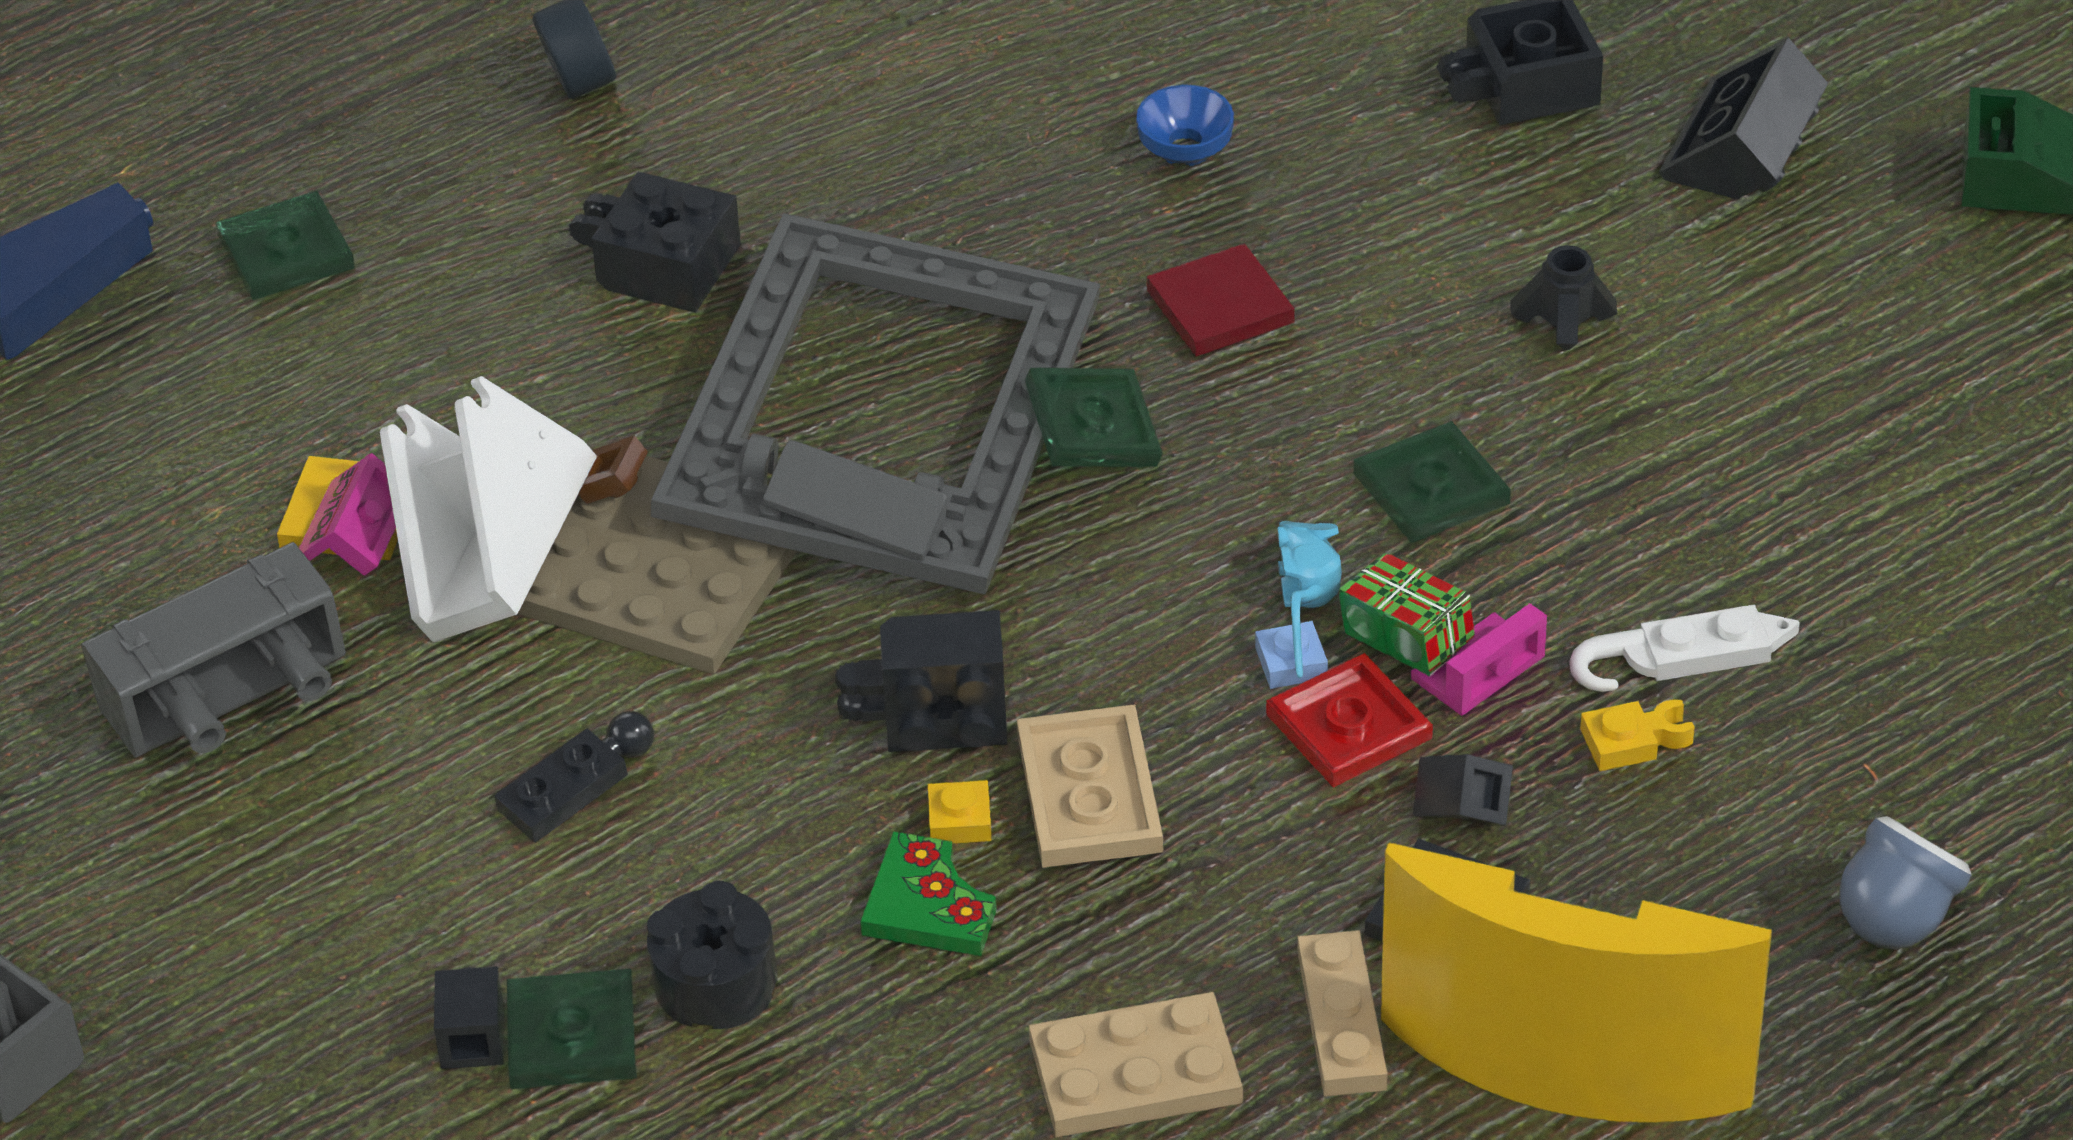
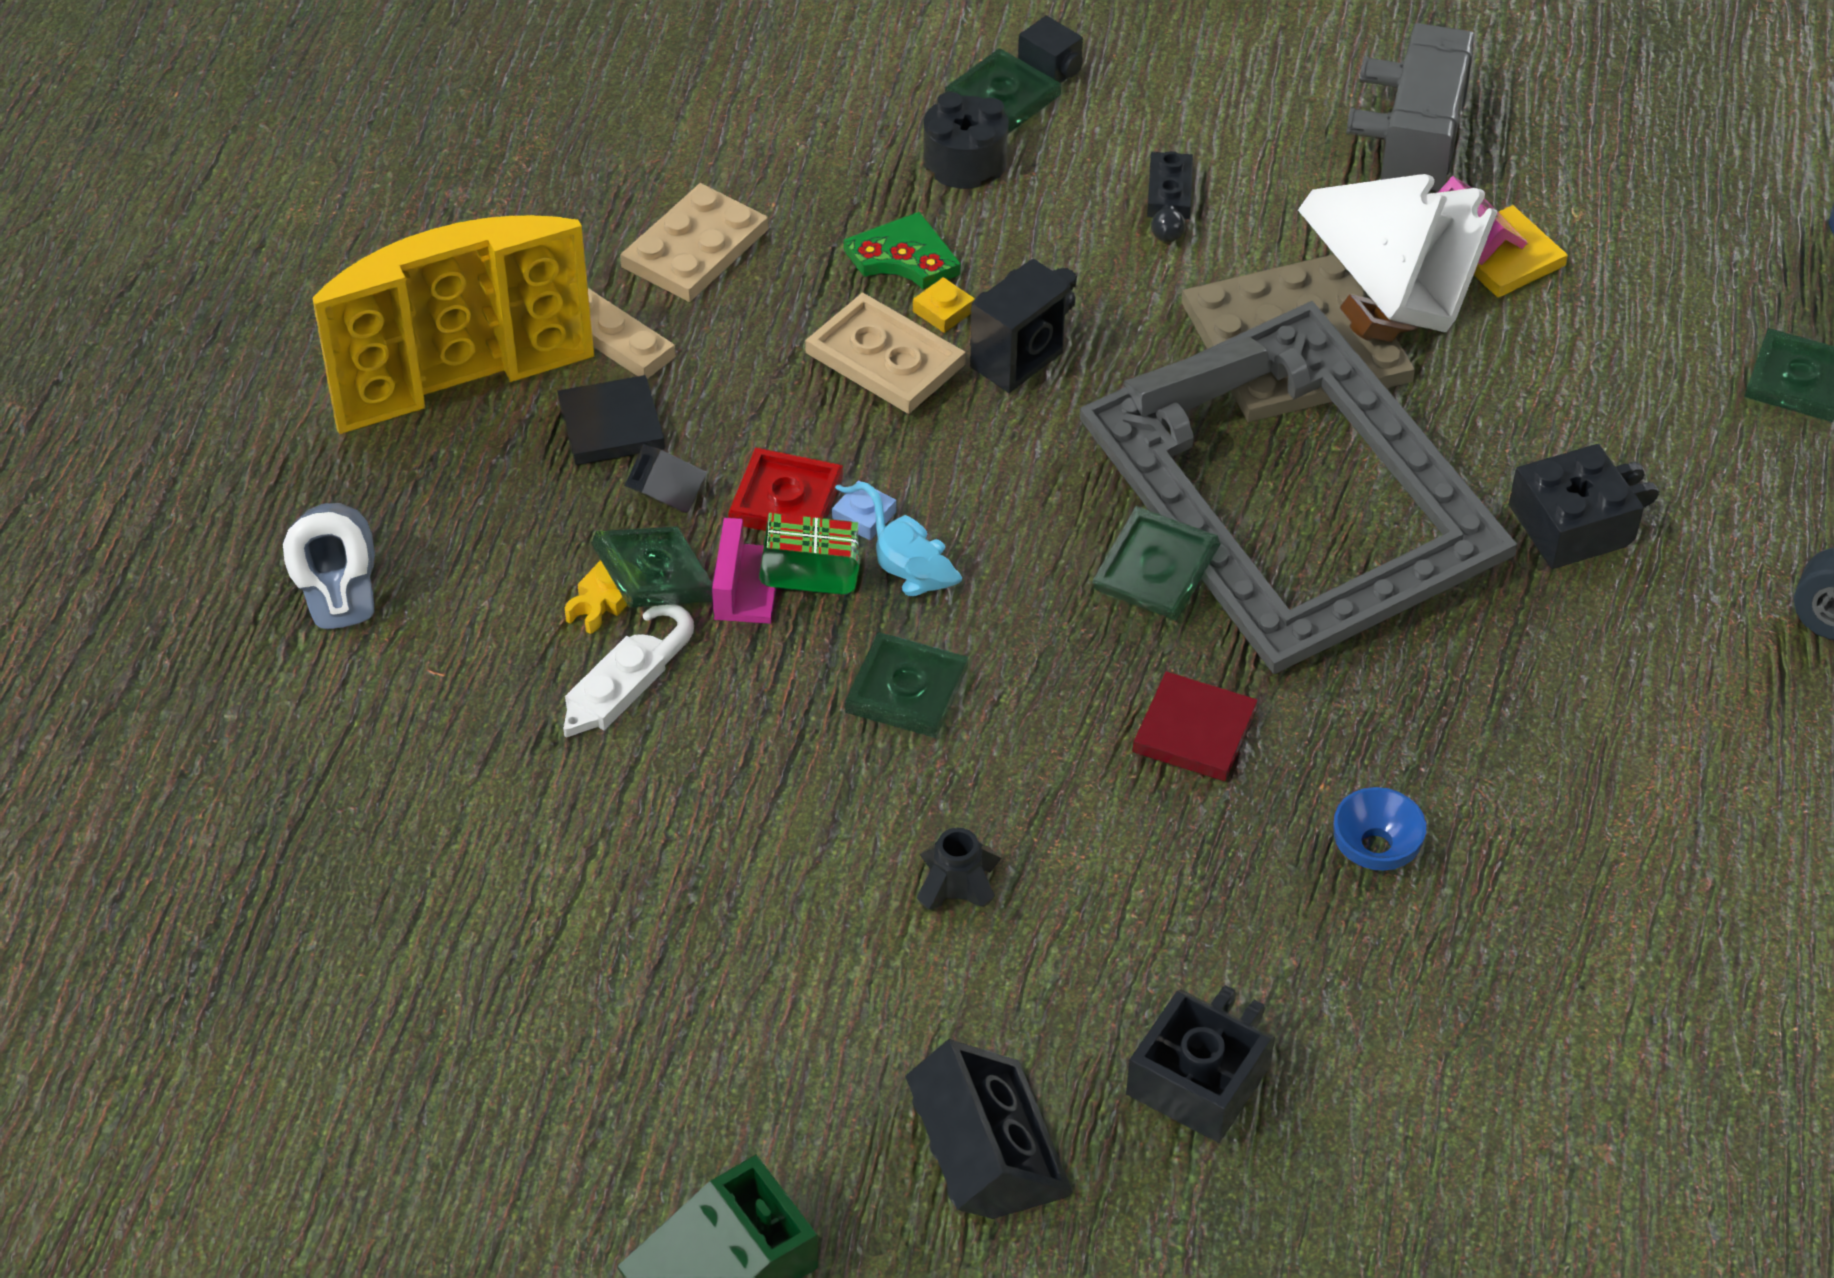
camera: 135 degrees right, 5 degrees up
(1568, 703) = (653, 566): none -> clear green tile

